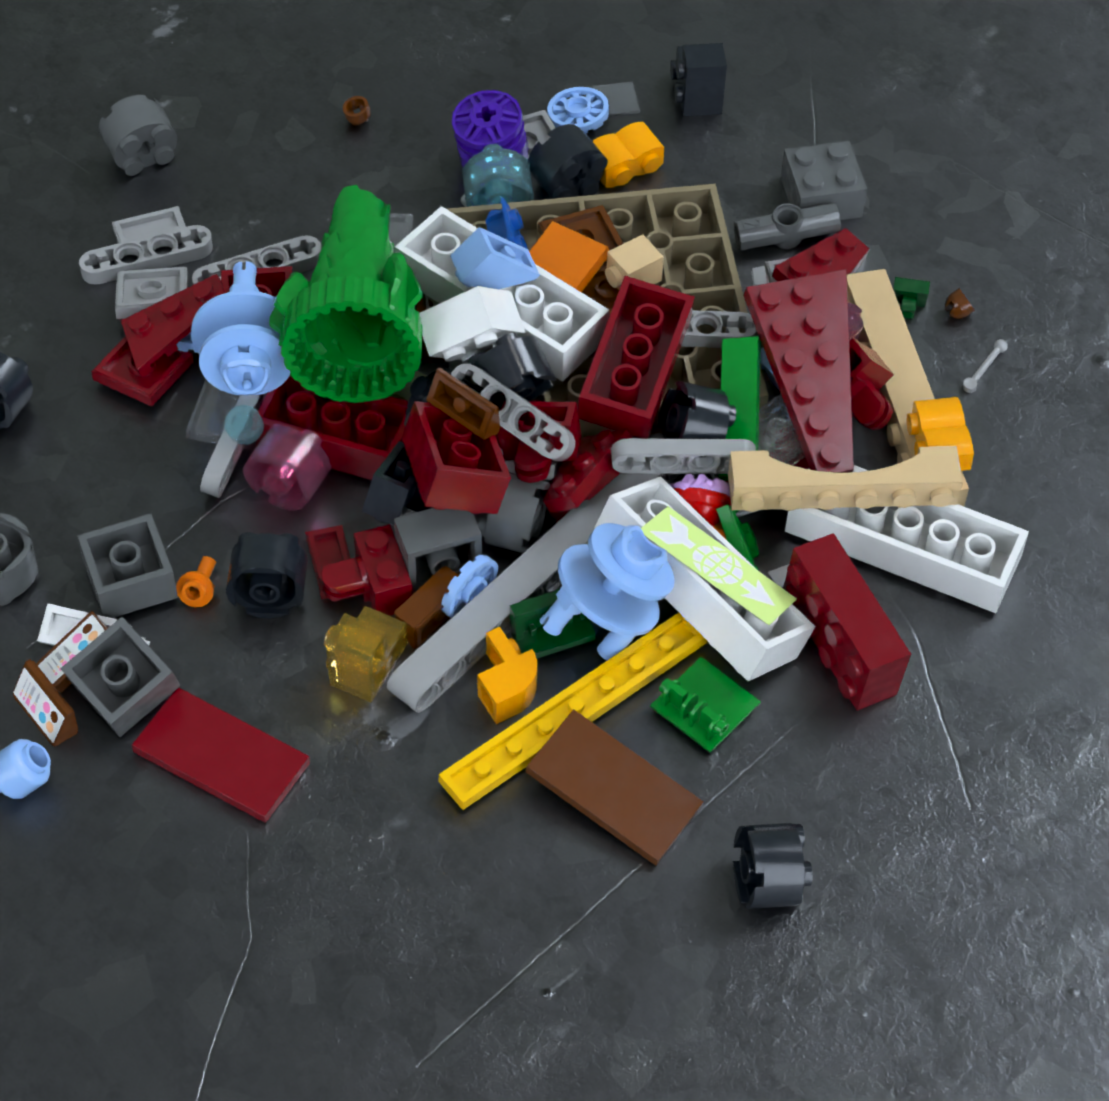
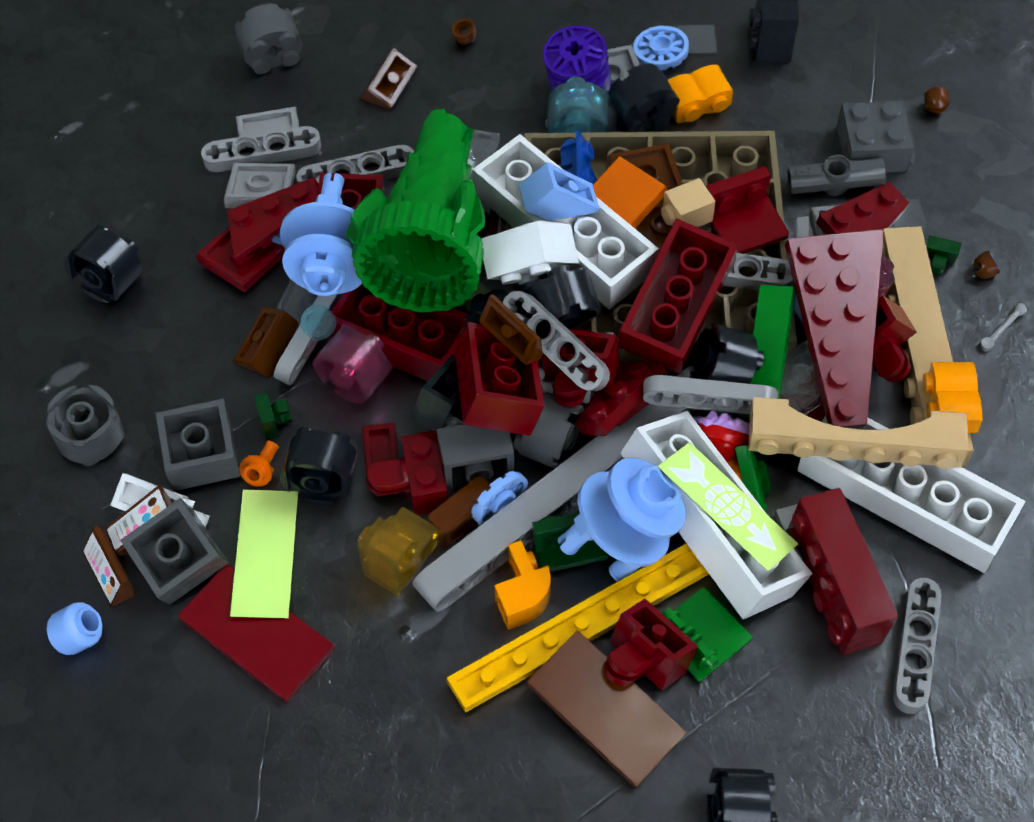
camera: 10 degrees right, 5 degrees up
(185, 454) = (266, 341): none -> reddish brown slope
(204, 529) = (273, 414): none -> dark green tile
(218, 673) = (264, 554): none -> yellowish green sticker
(279, 169) = (389, 80): none -> reddish brown slope
(653, 718) = (648, 646): none -> dark red brick
(696, 266) = (745, 211): none -> dark red bracket
(885, 139) = (936, 99): none -> reddish brown hinge
(934, 690) = (917, 644): none -> light grey beam

